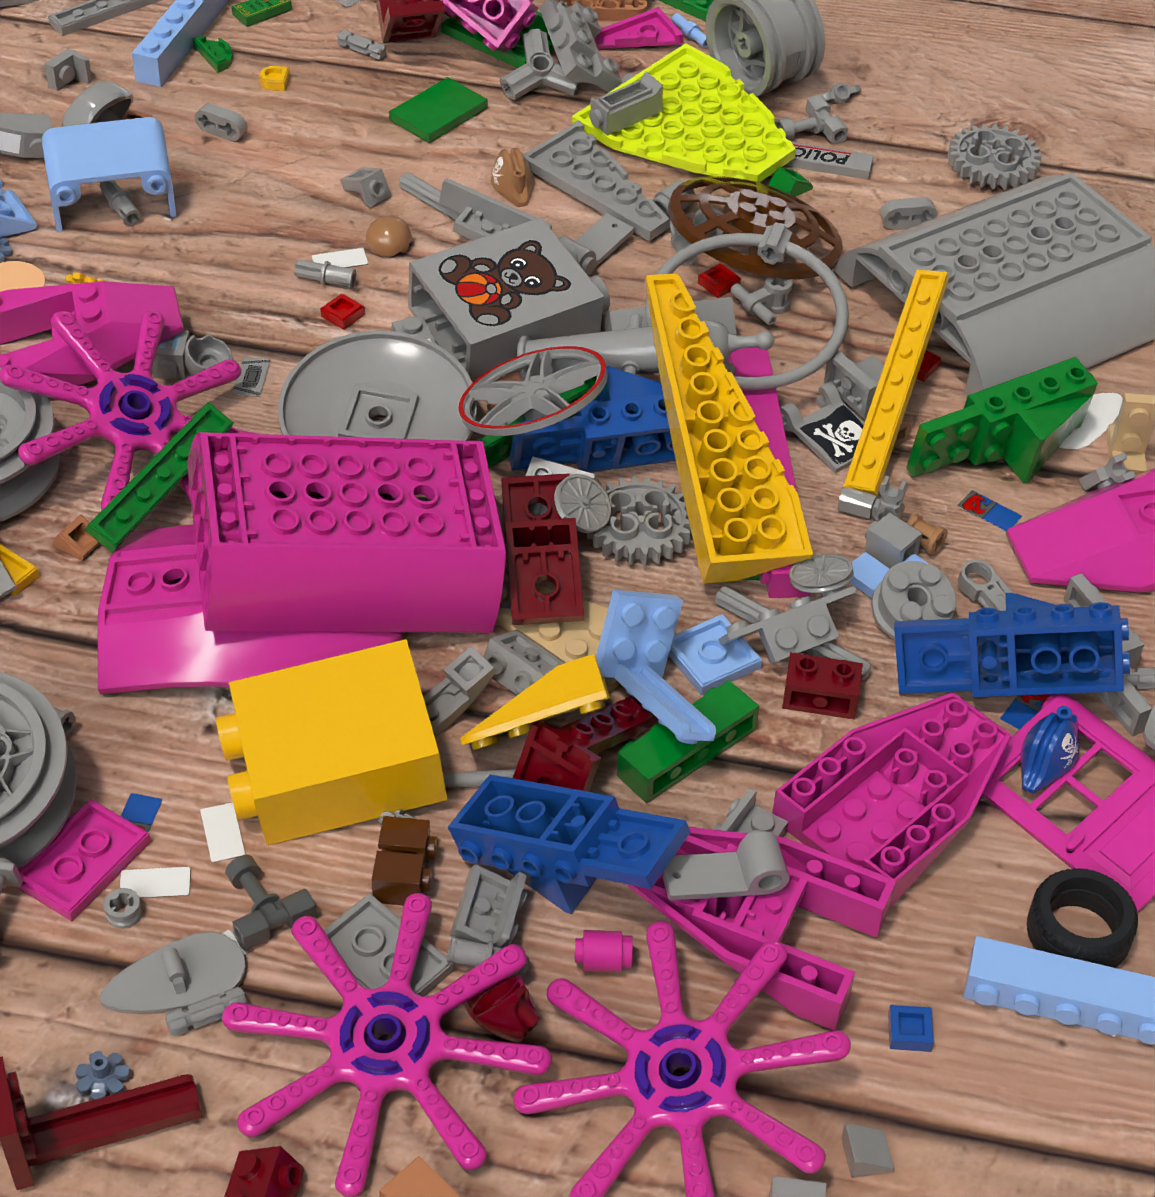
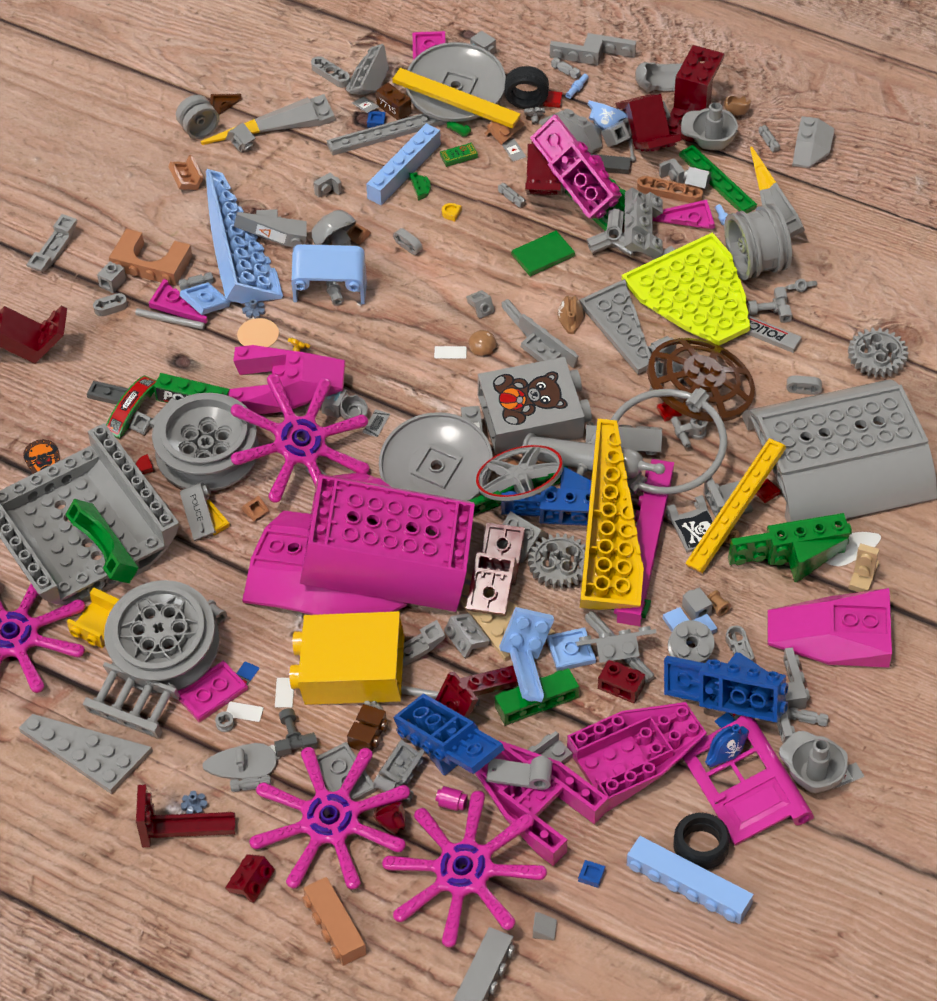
camera: 20 degrees right, 5 degrees up
(153, 481) = (303, 483): green tile -> none
(326, 273) = (438, 362): light grey axle -> none
(342, 311) = (440, 389): red tile -> none
(560, 691) = (471, 657): yellow wedge -> none
(585, 500) = (527, 546): light grey wheel -> none
(600, 241) = (601, 372): light grey door -> none
(627, 105) = (654, 276): light grey window -> none
(790, 182) = (741, 347): green slope -> none
(821, 573) = (641, 617): light grey wheel -> none
(867, 504) = (696, 578): light grey bar -> none
(989, 510) = (765, 595): sticker -> none
(1111, 473) = (841, 588): light grey plate -> none

